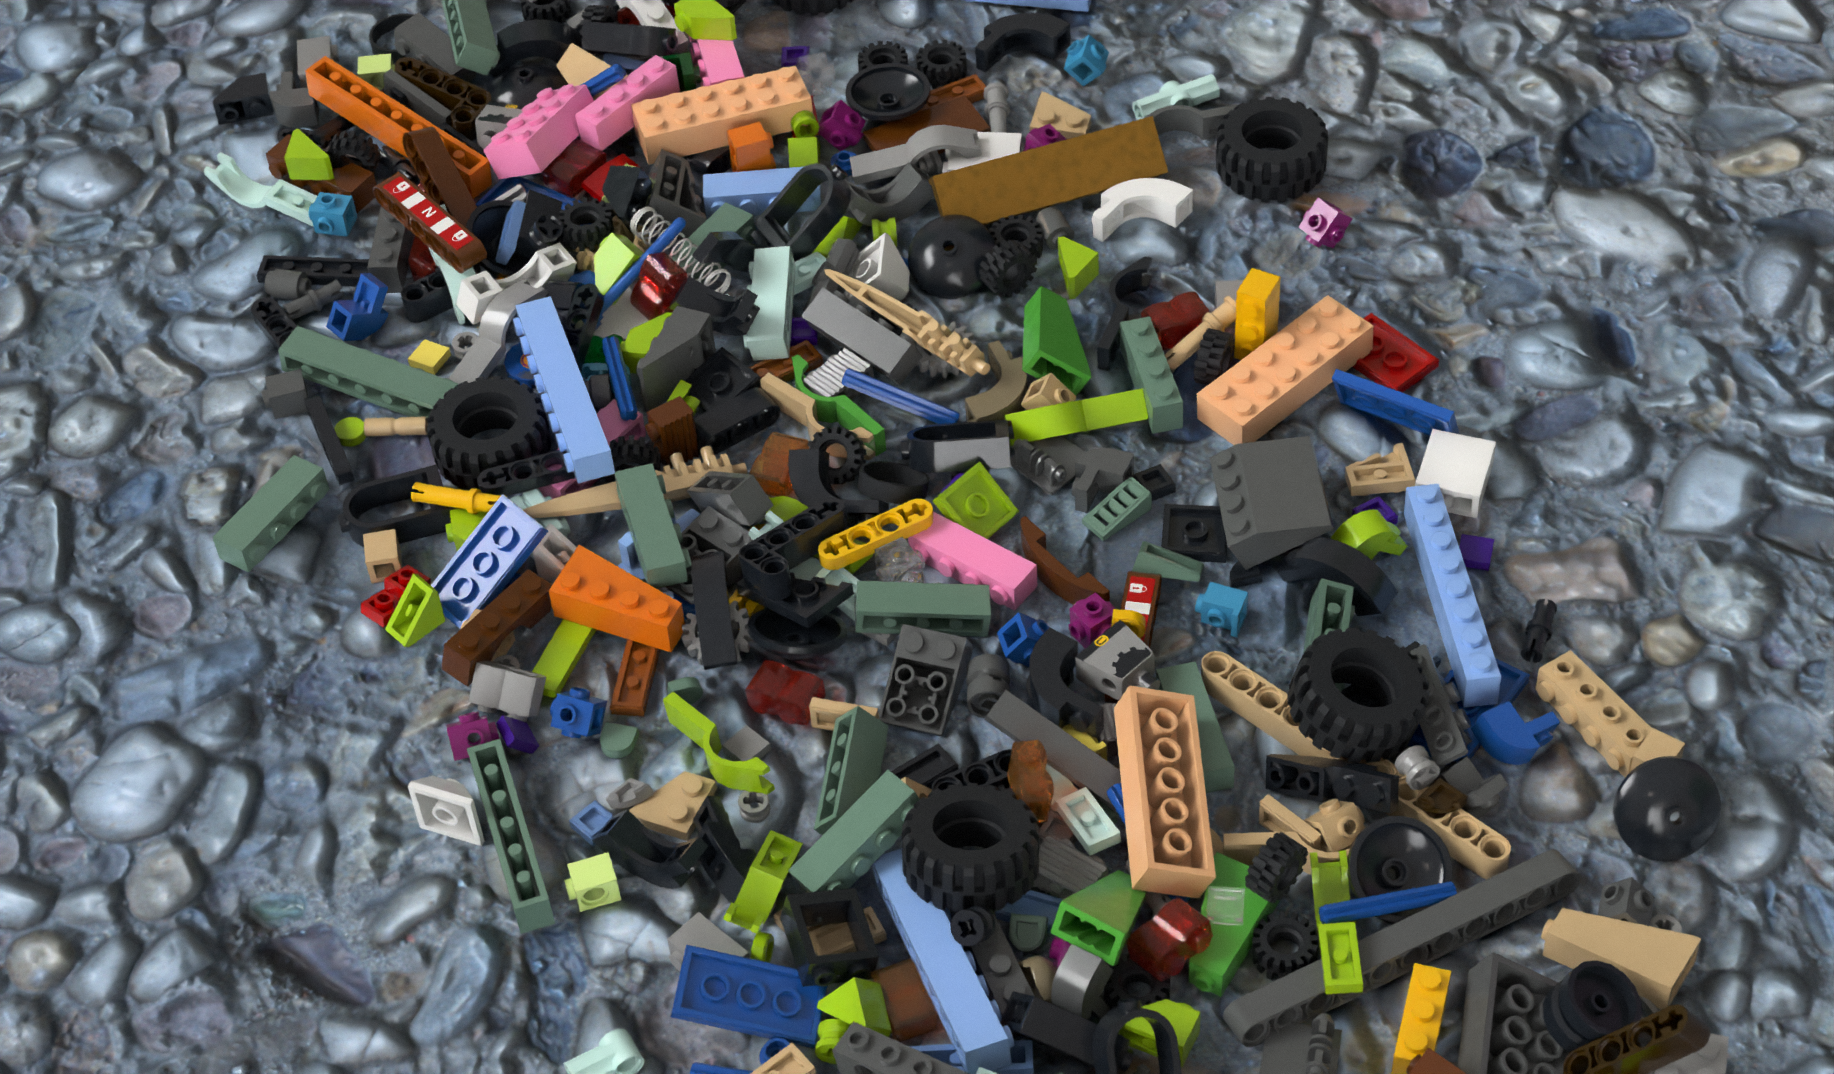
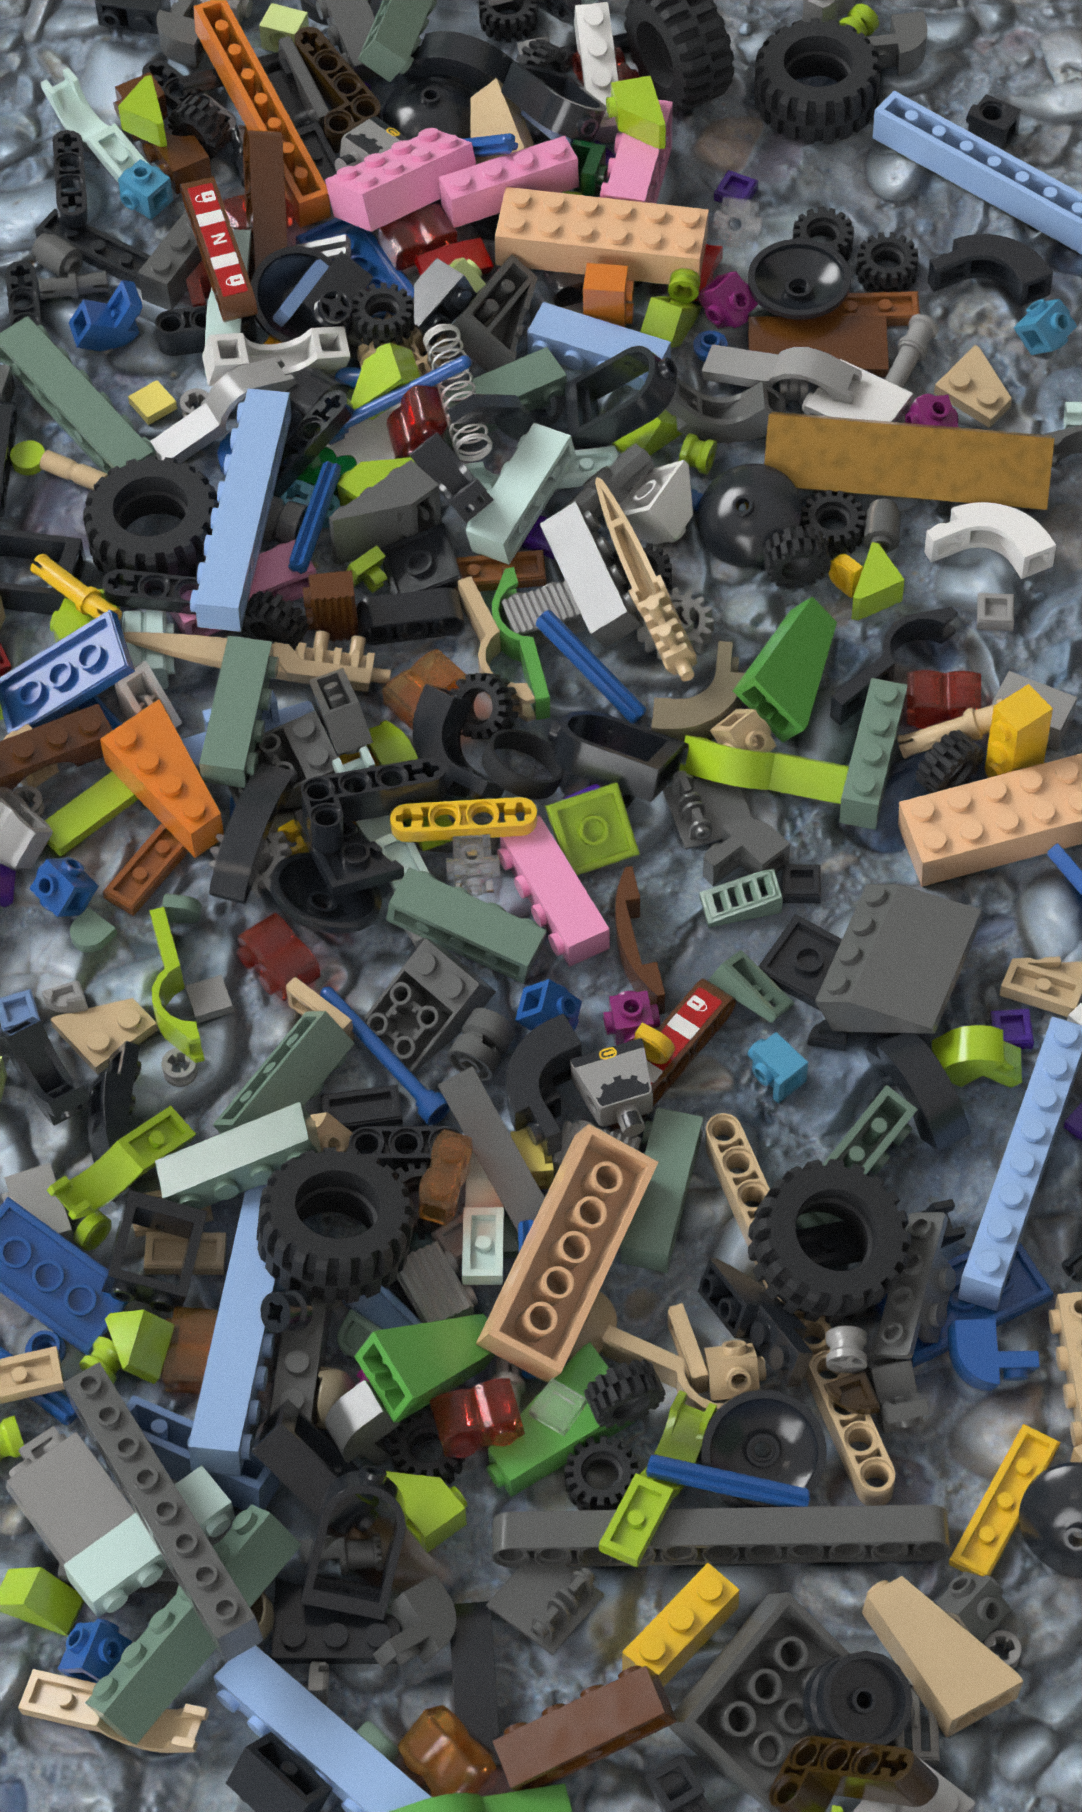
camera: 25 degrees right, 10 degrees up
(265, 230) = (70, 178): none -> black beam
(975, 746) = (431, 1105): none -> blue piece
(1049, 269) = (845, 574): none -> yellow tile
(1172, 254) = (995, 611): none -> light grey tile
(1593, 830) = (999, 1509): none -> yellow tile

